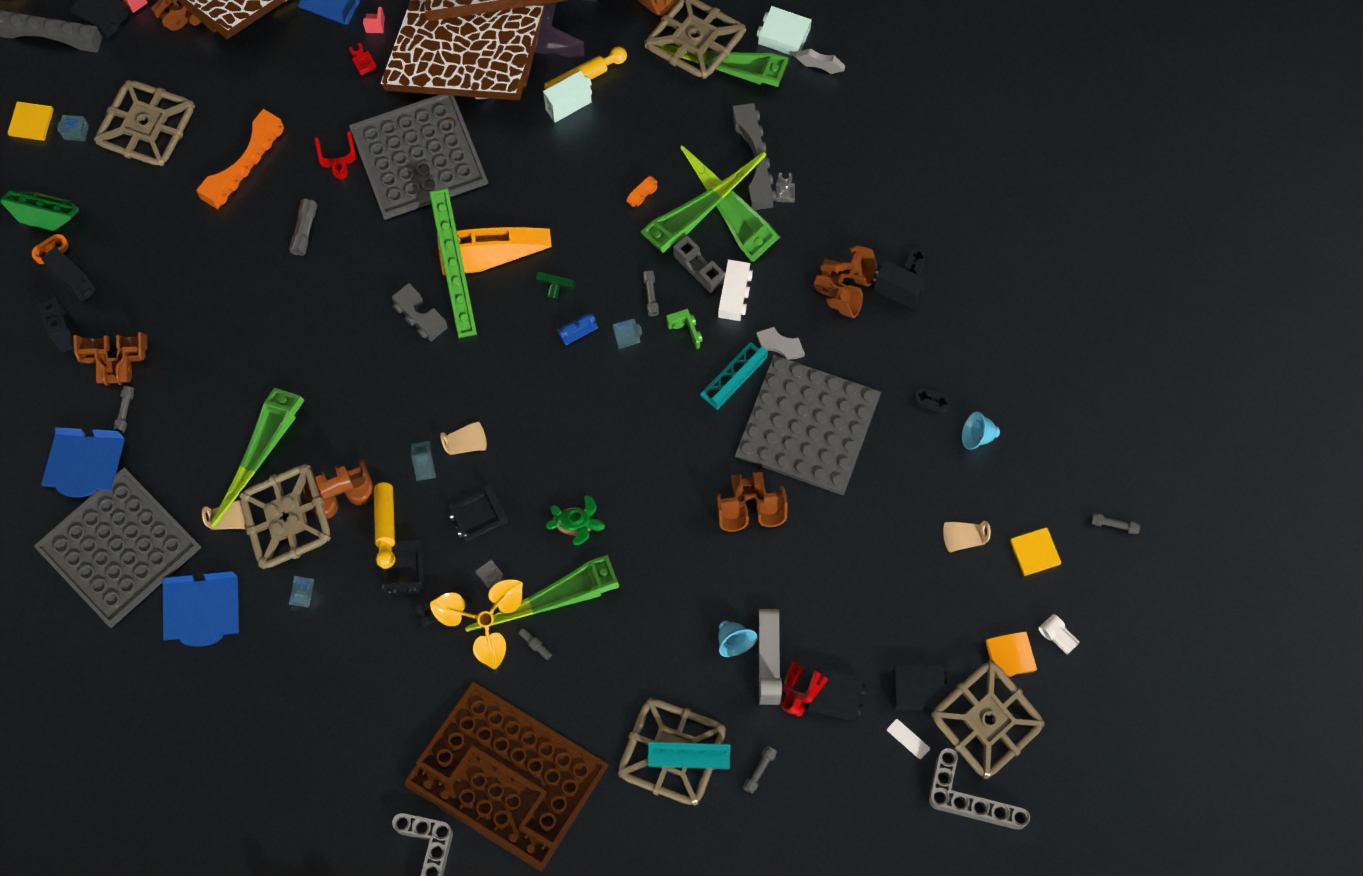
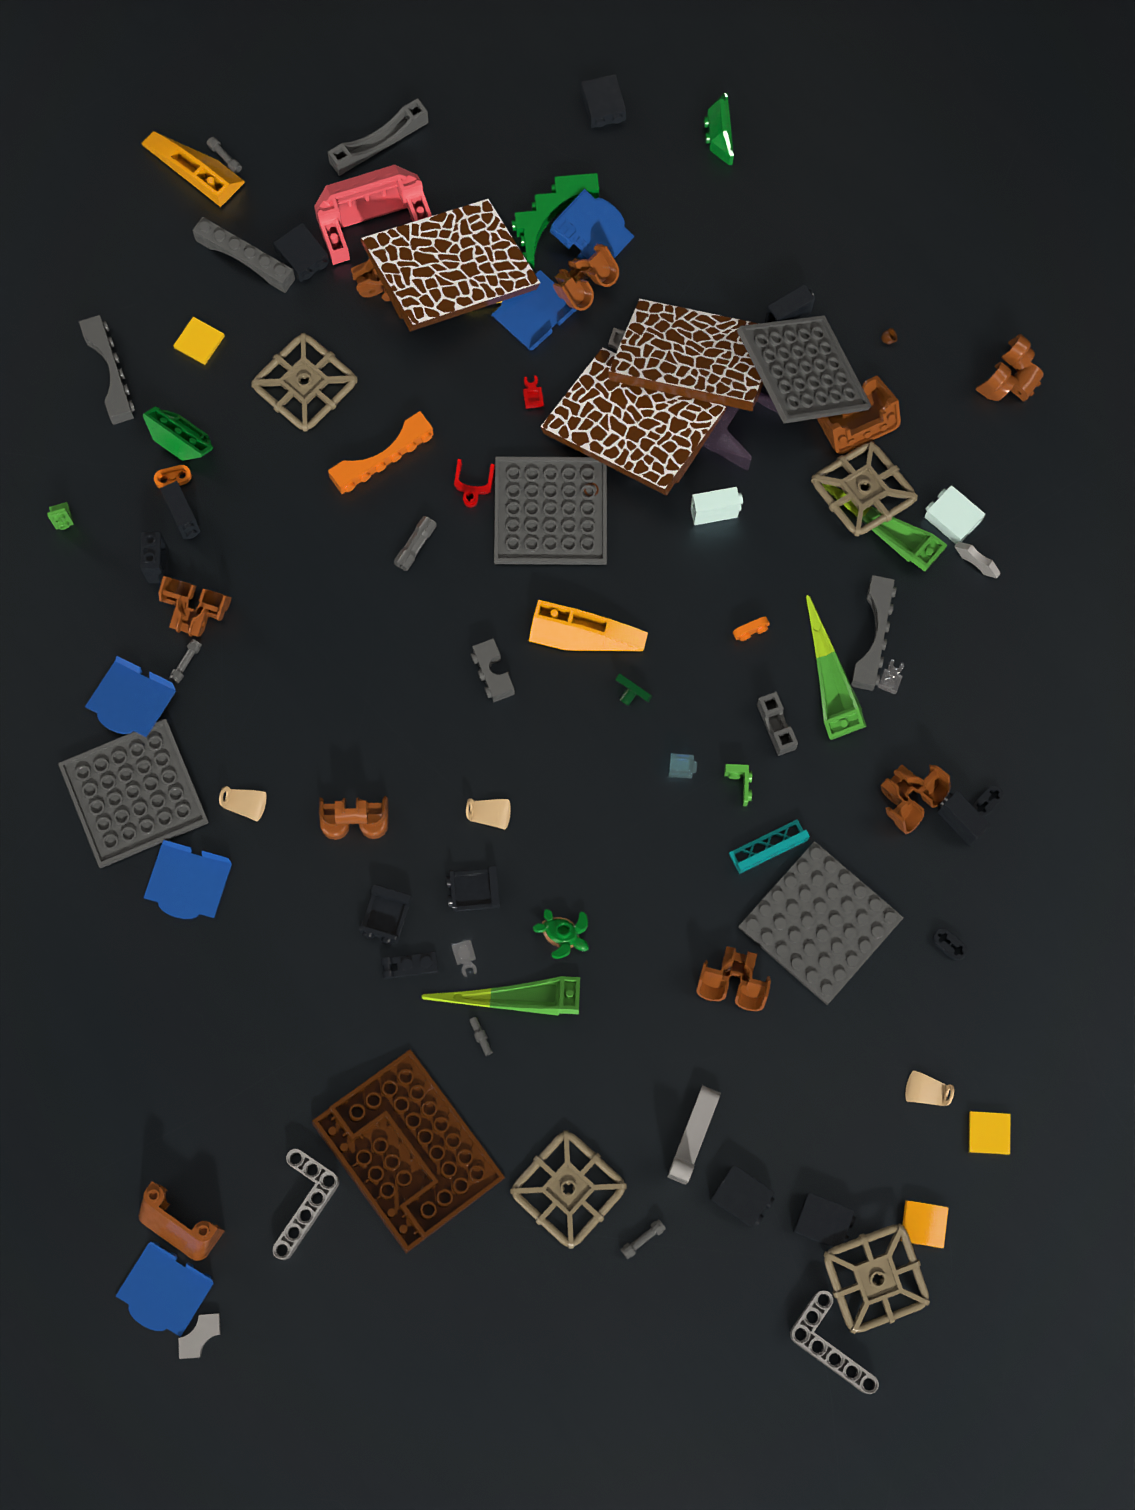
camera: 20 degrees right, 5 degrees up
(73, 127) = (235, 363): clear light blue brick -> none
(273, 422) = (317, 728): bright green plate -> none
(274, 513) = (304, 833): dark tan plate -> none
(301, 591) = (284, 902): clear light blue brick -> none
(374, 22) = (558, 359): coral panel -> none
(384, 524) = (383, 868): yellow piece -> none
(423, 460) = (442, 817): clear light blue slope -> none
(453, 263) = (542, 635): bright green tile -> none
(488, 648) = (439, 1023): yellow plant -> none
(577, 328) = (636, 743): blue hinge -> none
(593, 67) = (748, 484): yellow piece -> none
(652, 306) = (716, 748): dark grey bar -> none
(679, 222) = (775, 673): bright green plate -> none
(689, 755) = (581, 1201): teal fence -> none
(735, 290) = (802, 762): white brick -> none
(735, 639) = (668, 1105): medium azure hat -> none
(787, 347) = (831, 839): light grey tile -> none
(793, 699) = (700, 1186): red piece -> none
(908, 739) = (794, 1265): white sticker -> none
(978, 431) = (982, 994): medium azure hat -> none
(1055, 630) = (976, 1217): white piece -> none
(1099, 519) = (1093, 1145): dark grey bar -> none

